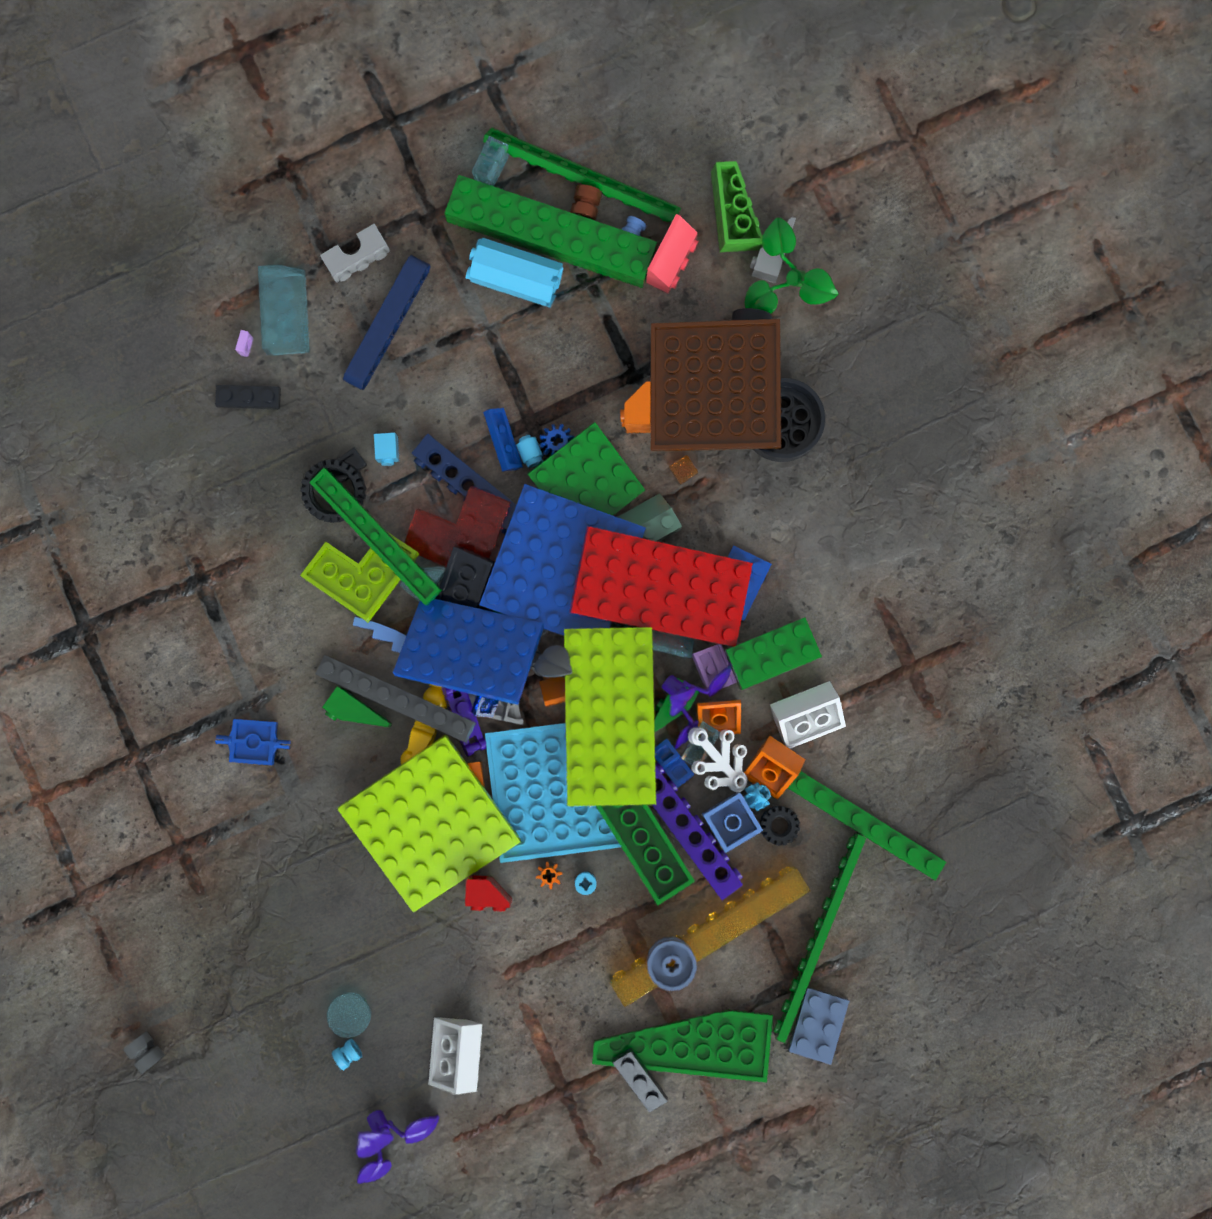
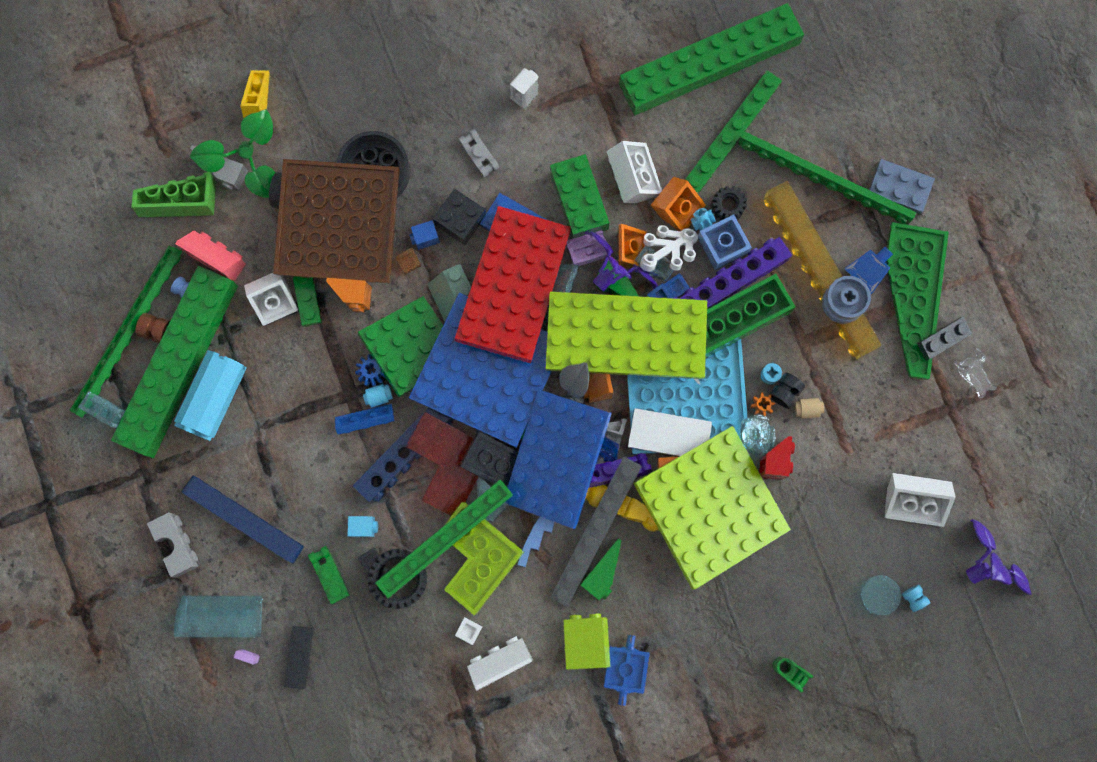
camera: 80 degrees left, 5 degrees down
(251, 606) = (499, 662): none -> white slope
(257, 923) = (794, 675): none -> green piece
(277, 697) = (586, 642): none -> lime brick
(284, 571) = (468, 631): none -> white plate
(334, 419) = (329, 575): none -> green plate
(509, 770) = (667, 432): none -> white tile
(514, 860) = (759, 425): none -> clear light blue plate
(549, 927) = (809, 408): none -> tan brick
(566, 901) = (788, 388): none -> black wheel
(605, 1113) = (972, 371): none -> clear hair
(627, 365) = (307, 301): none -> green plate
(629, 324) = (270, 298): none -> white slope
(714, 484) = (424, 235): none -> blue brick
(714, 991) = (871, 267): none -> blue torso
(738, 521) = (459, 216): none -> black brick
(816, 537) = (478, 153): none -> light grey plate
(862, 281) = (255, 93): none -> yellow slope
(896, 581) = (524, 88): none -> white brick
(953, 796) = (711, 59): none -> green brick

